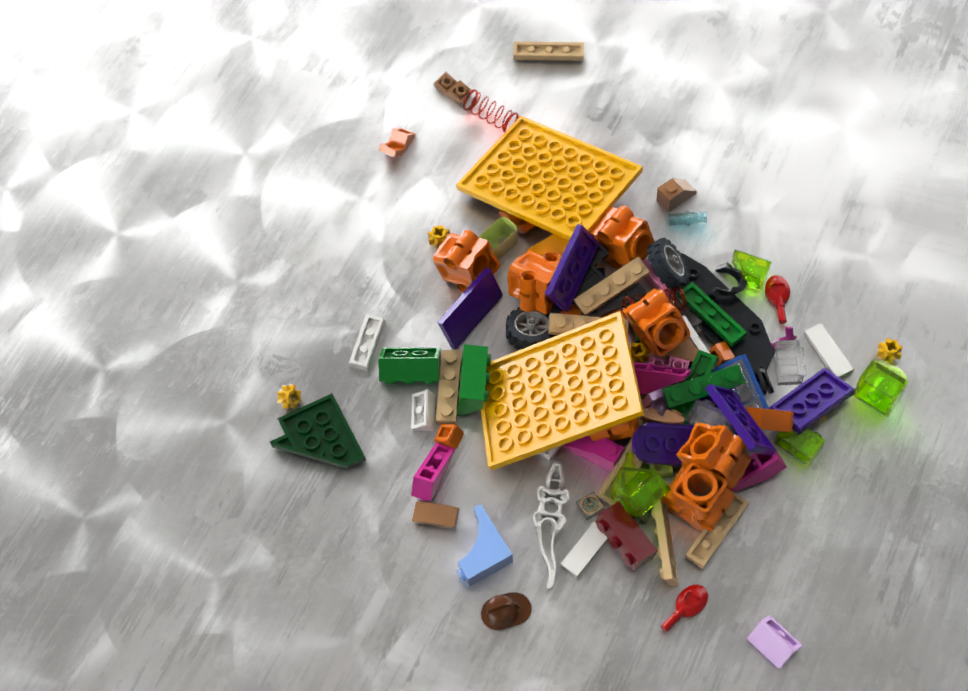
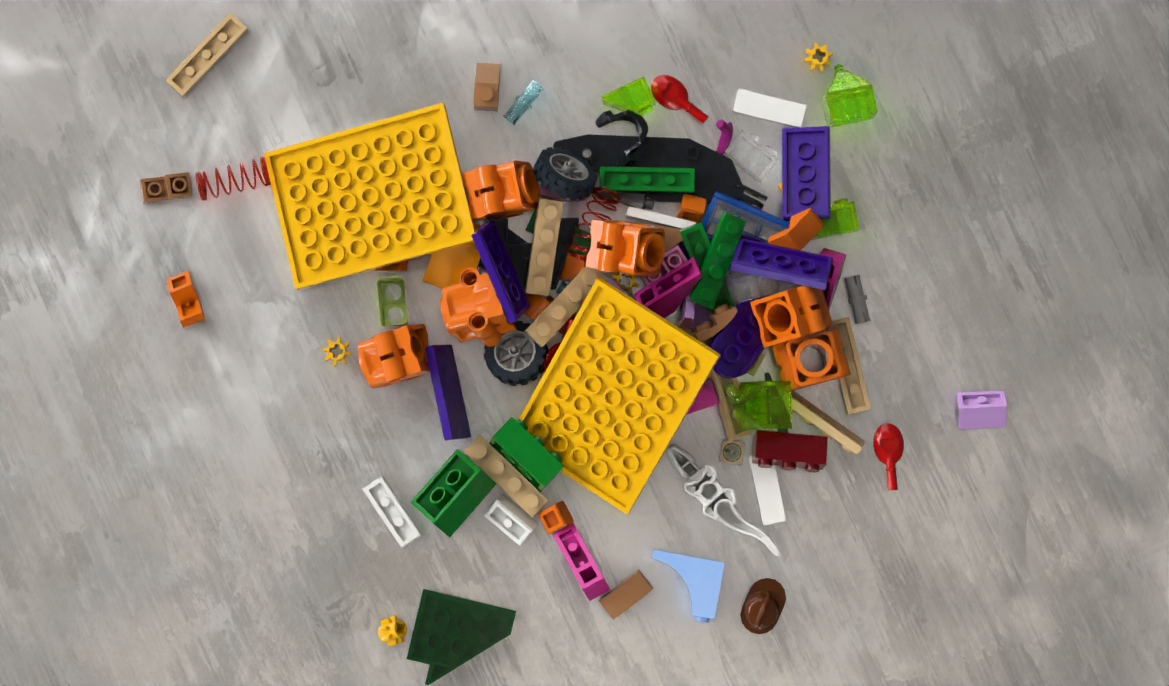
camera: 55 degrees left, 25 degrees up
(766, 499) = (857, 299): none -> light grey pin

